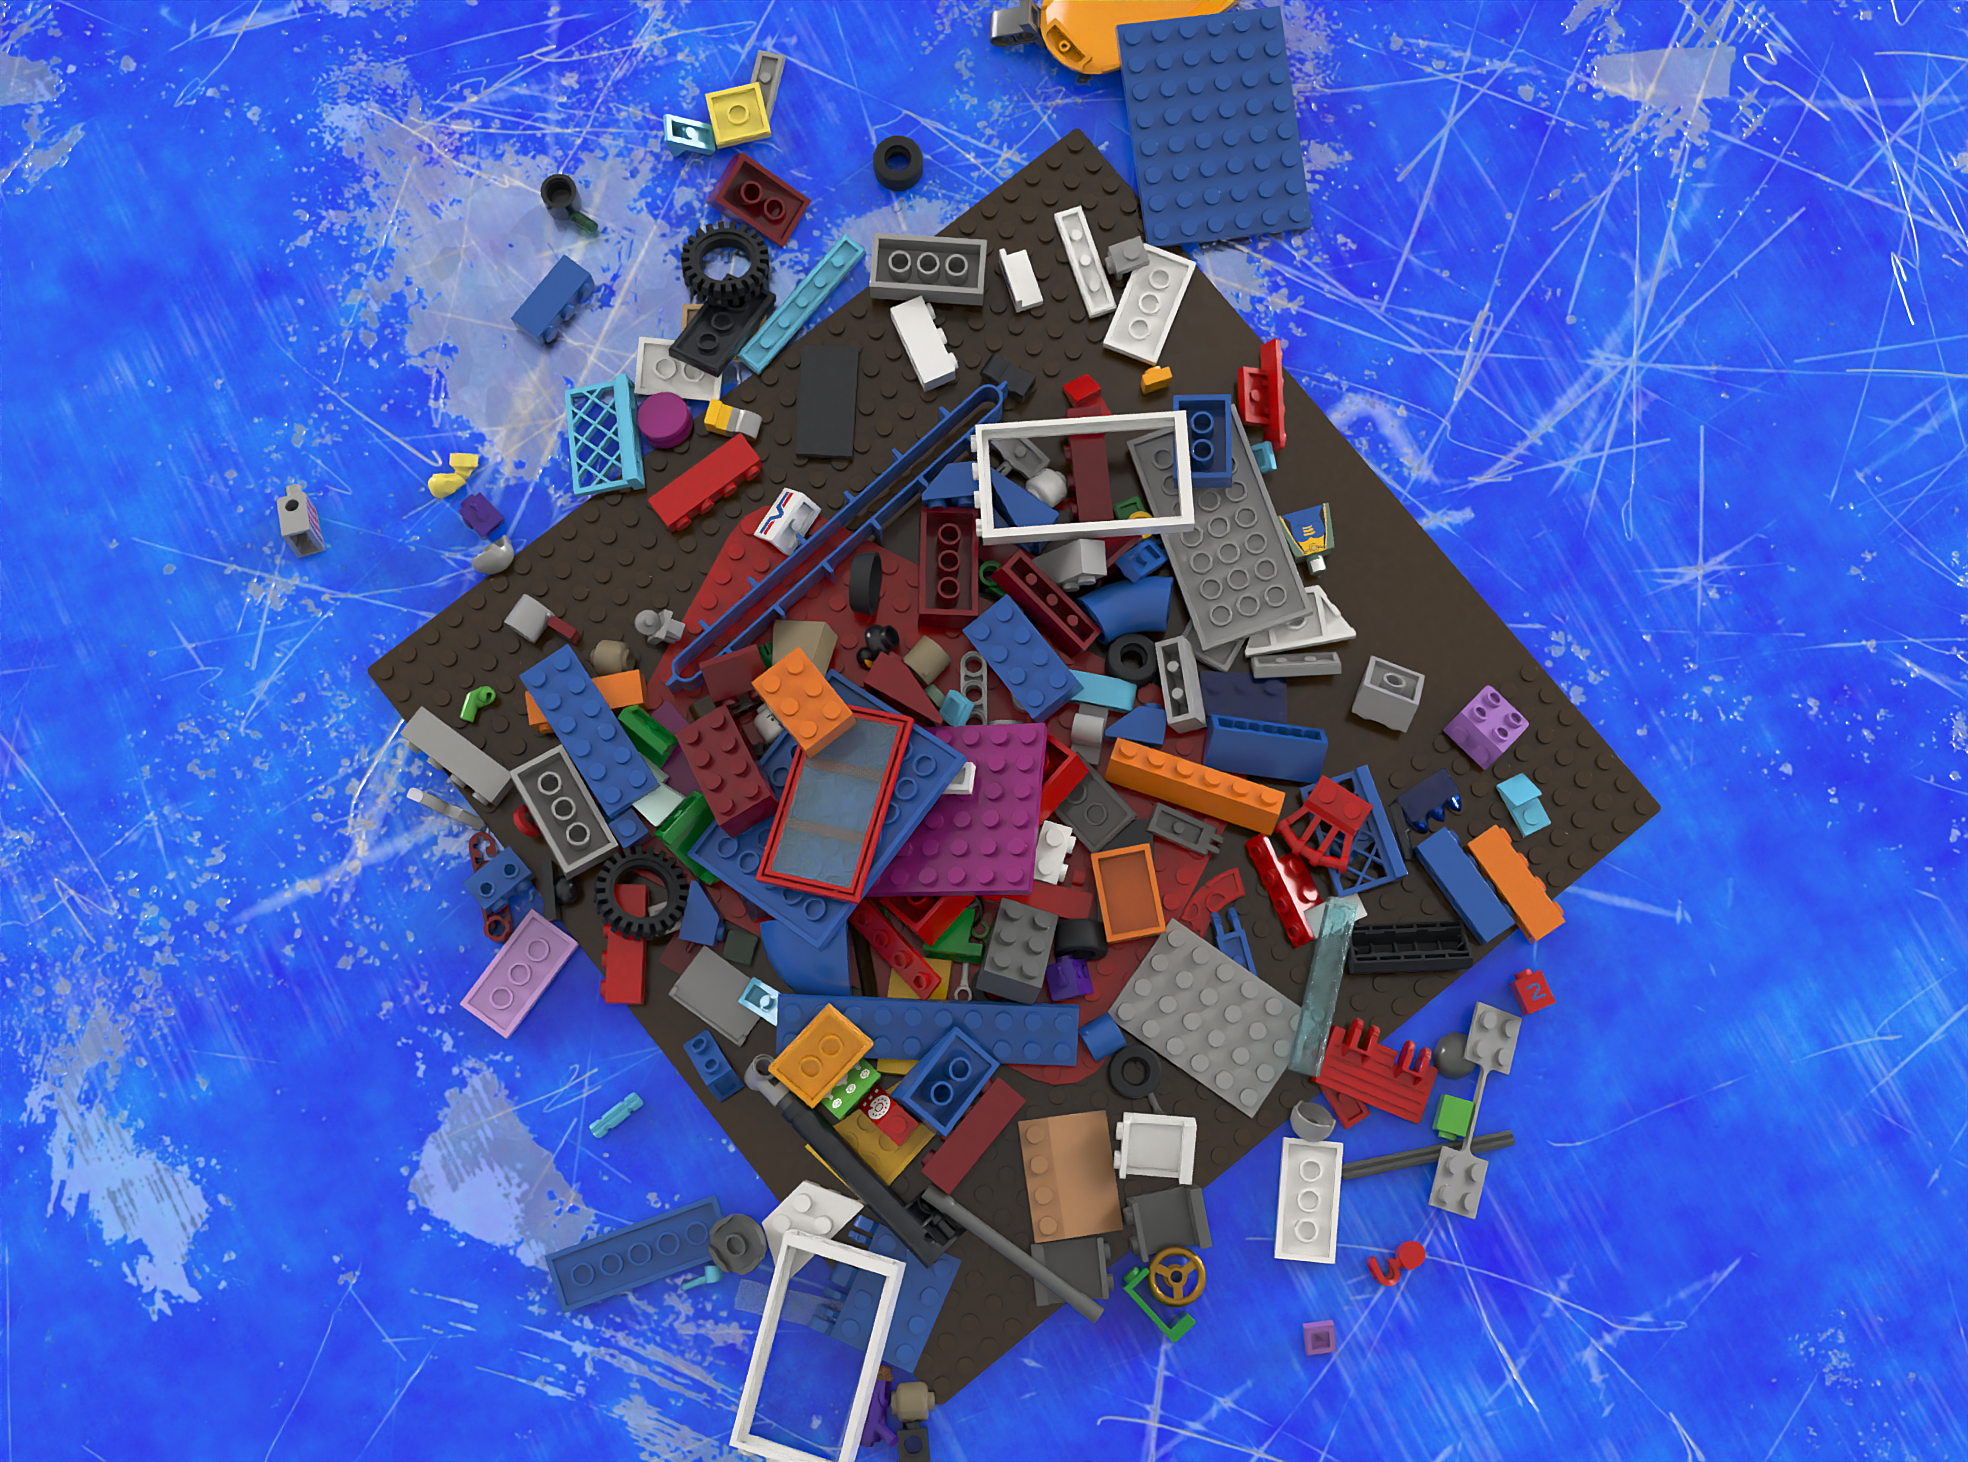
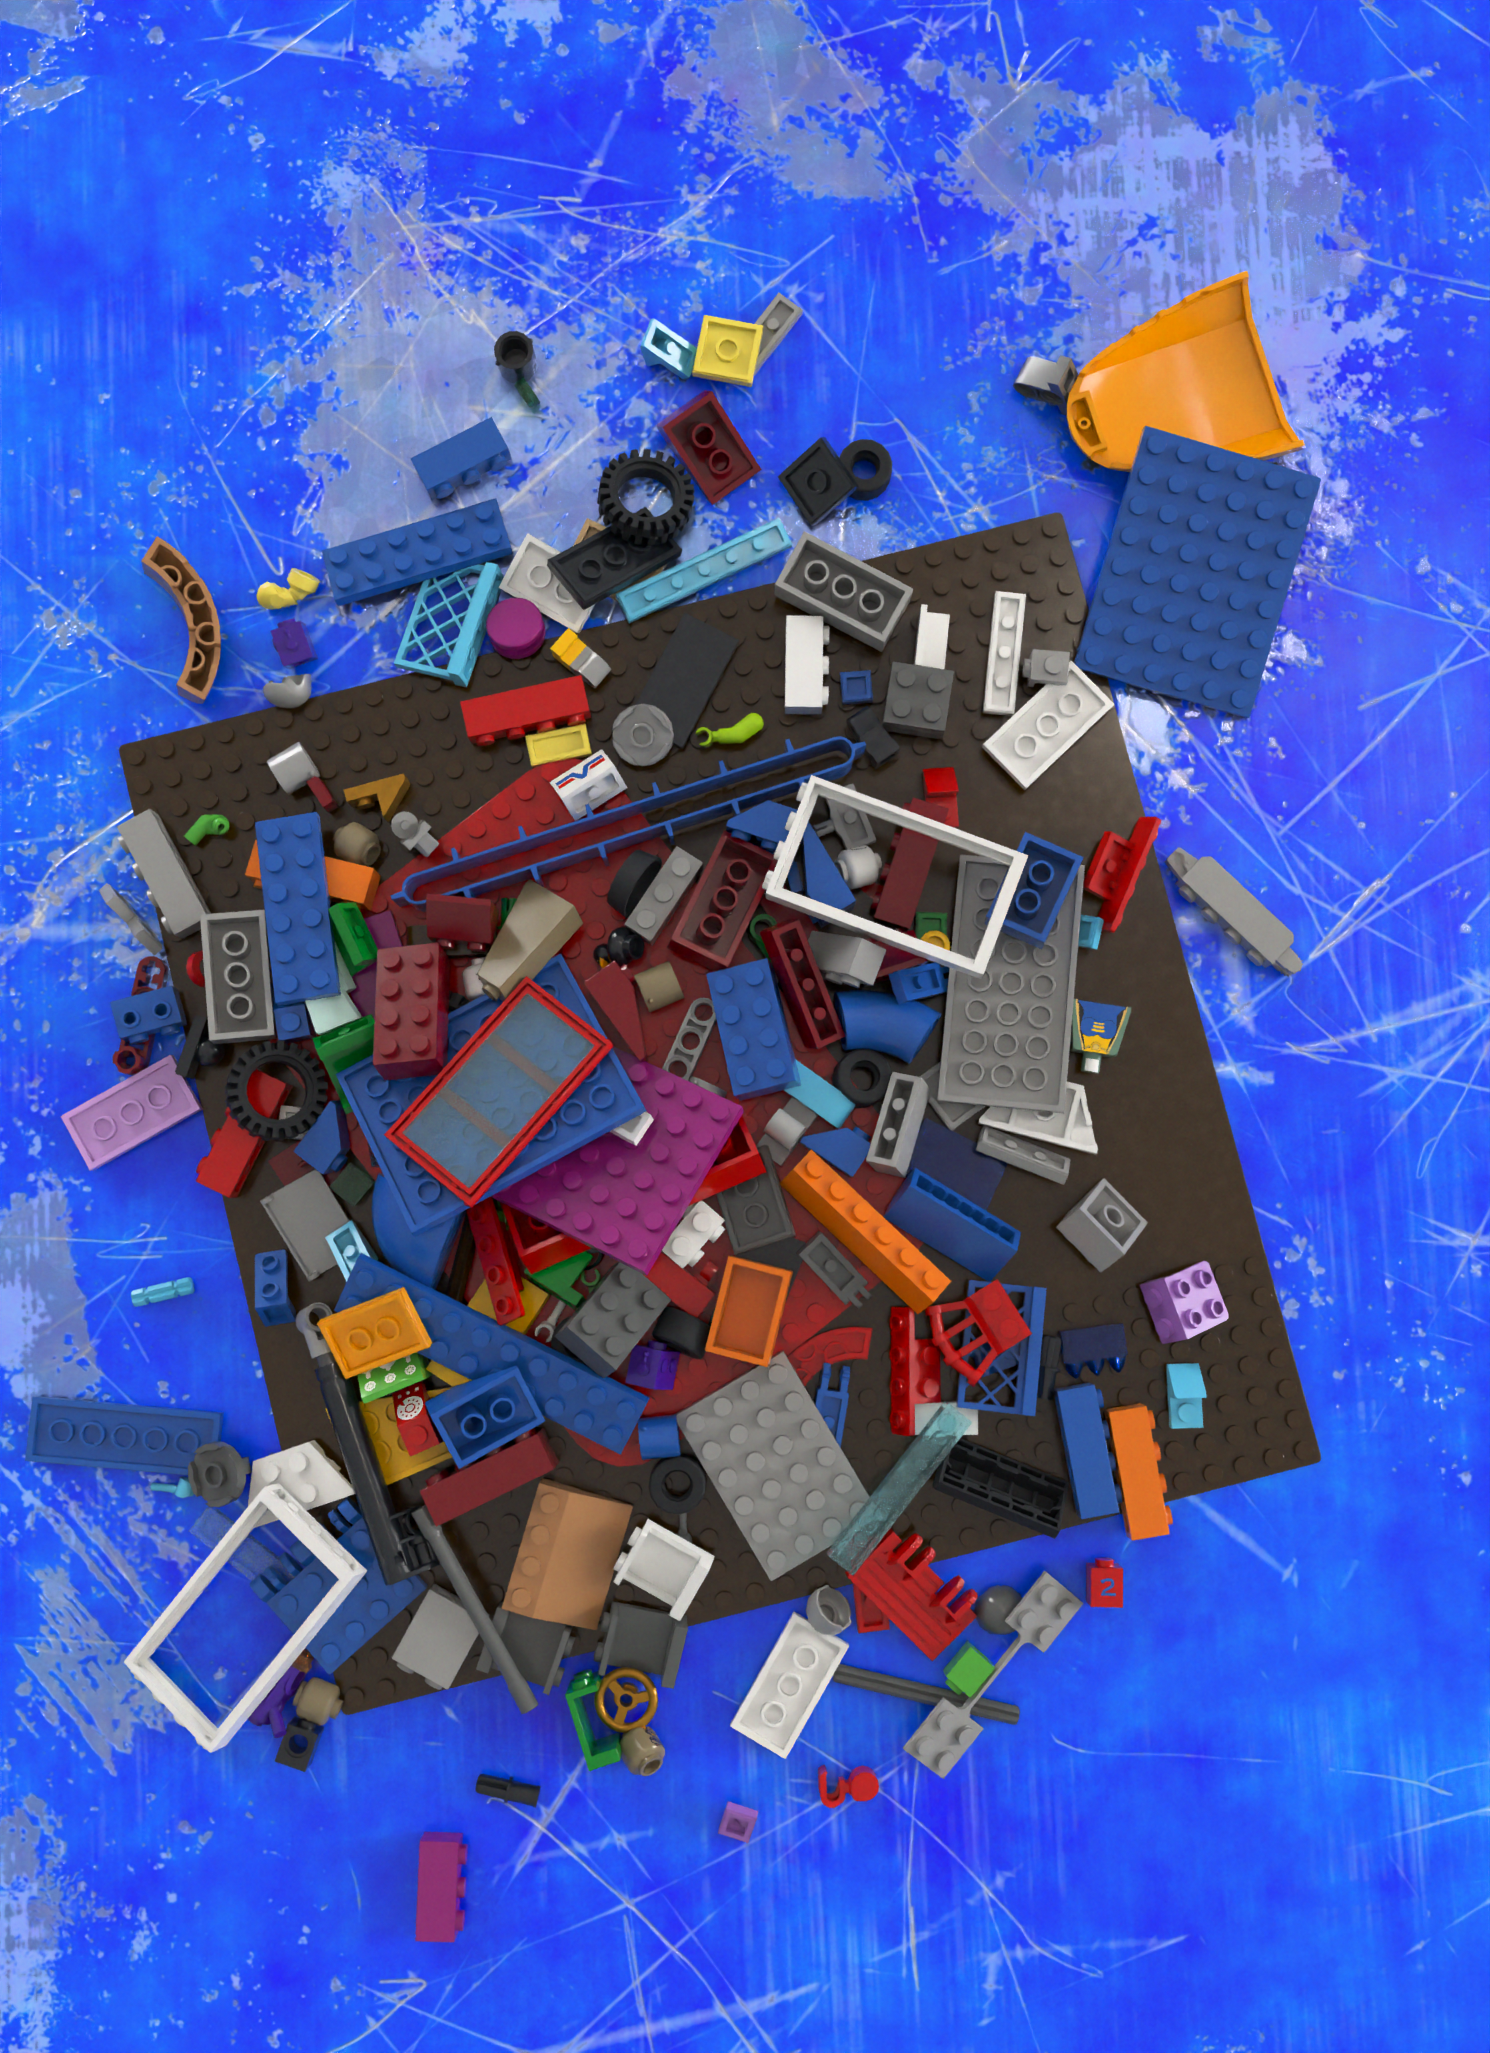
camera: 25 degrees right, 5 degrees up
(299, 522) = (116, 571): light grey torso -> none
(386, 525) = (192, 596): none -> medium nougat brick
(550, 394) = (416, 552): none -> blue plate
(617, 602) = (388, 792): none -> pearl gold slope
(746, 501) = (558, 745): none -> light yellow tile
(804, 702) = (511, 980): orange piece -> none
(814, 460) = (642, 734): none -> light grey tile
(864, 189) = (818, 481): none -> black tile
(893, 425) = (737, 734): none -> lime arm
(895, 583) = (664, 895): none -> light grey brick
(935, 694) = (654, 1027): sand green tile -> none
(956, 709) = (665, 1049): medium azure tile -> none
(975, 343) = (856, 687): none -> blue tile
(992, 1297) = (437, 1639): none -> light grey brick
(1031, 330) = (917, 700): none -> dark grey brick
(1110, 1402) = (508, 1789): none -> black axle
(1155, 379) = (1018, 804): light orange plate -> none
(1210, 1313) = (642, 1751): none -> dark tan head
(1375, 387) = (1235, 910): none -> light grey hinge

